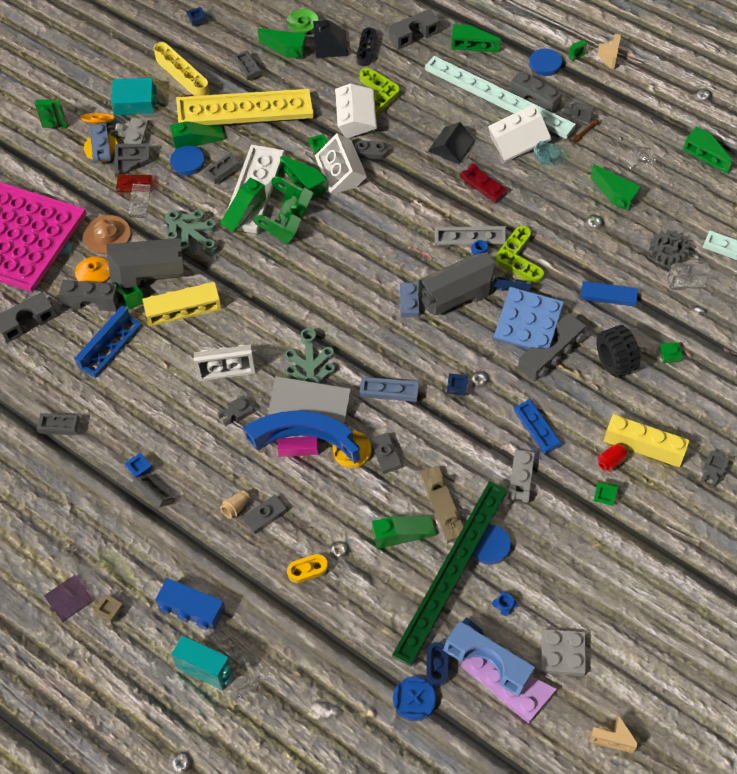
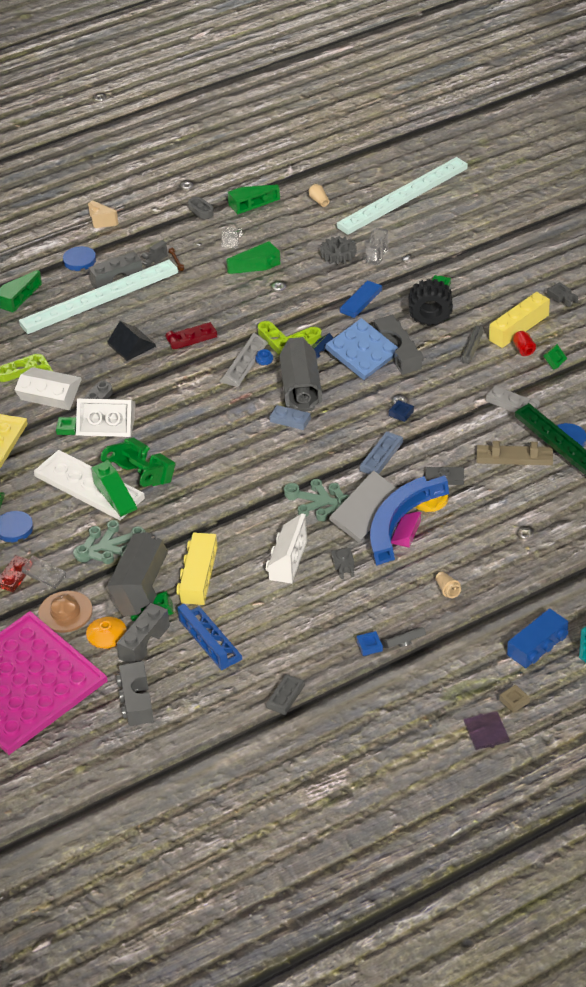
camera: 65 degrees left, 15 degrees down
(222, 168) = (46, 501): dark grey plate -> none
(264, 514) = (466, 569): dark grey plate -> none
(304, 176) = (92, 447): green slope -> none
(307, 569) = (537, 553): yellow plate -> none
(401, 529) = (529, 487): green slope -> none
(519, 132) = (157, 293): white slope -> none
(537, 426) = (469, 378): blue tile -> none
(546, 153) = (189, 287): clear light blue hair -> none
(577, 50) = (83, 233): green plate -> none
(589, 412) = (472, 344): none -> dark grey axle
(669, 117) = (200, 207): none -> dark grey plate

